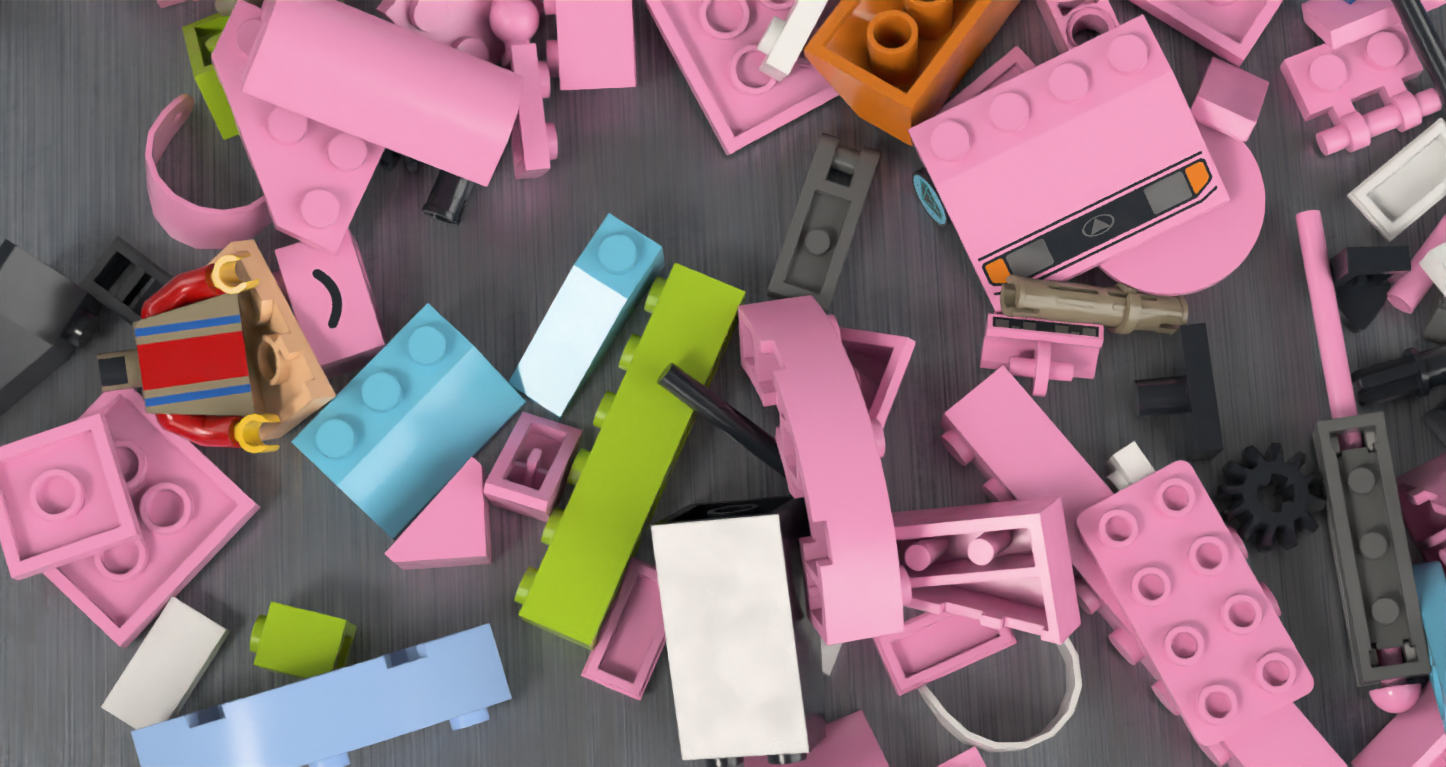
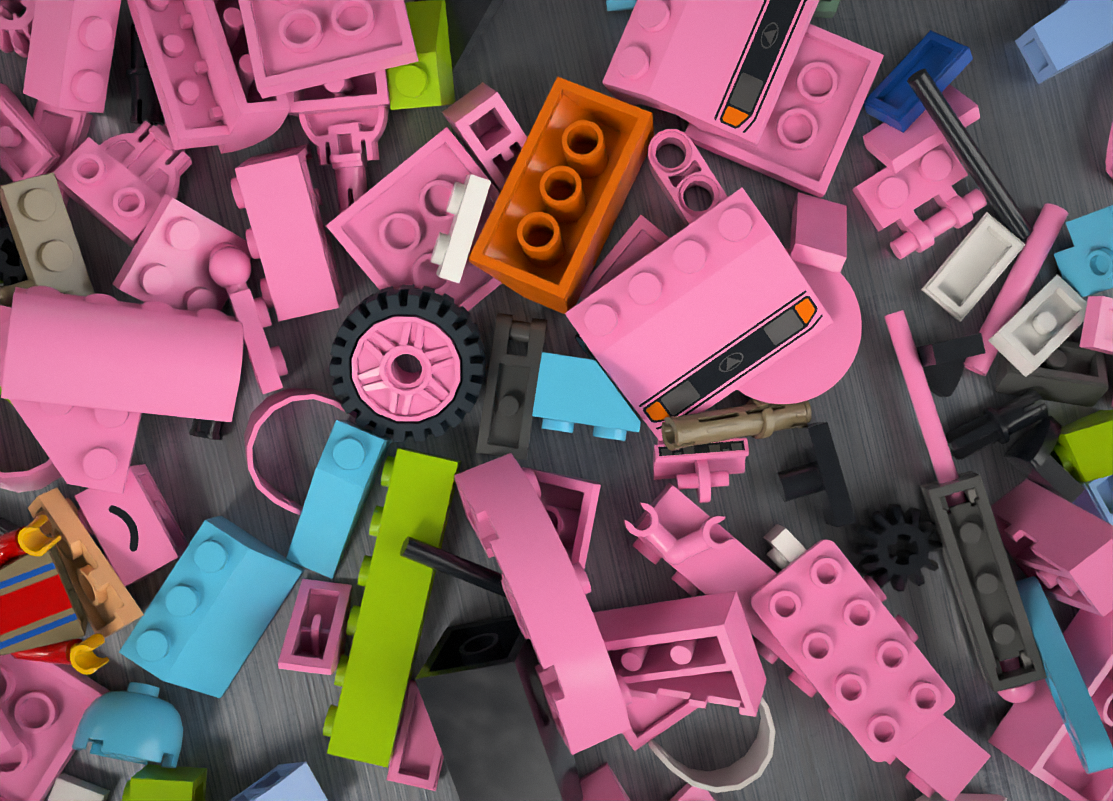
camera: 15 degrees left, 10 degrees up
(280, 549) = (132, 727): none -> medium azure cylinder
(451, 528) = (262, 688): bright pink slope -> none
(493, 230) = (259, 416): none -> bright pink piece
(656, 175) = (402, 401): none -> wheel
(909, 241) = (581, 393): none -> medium azure slope
(994, 439) = (678, 550): none -> bright pink arm

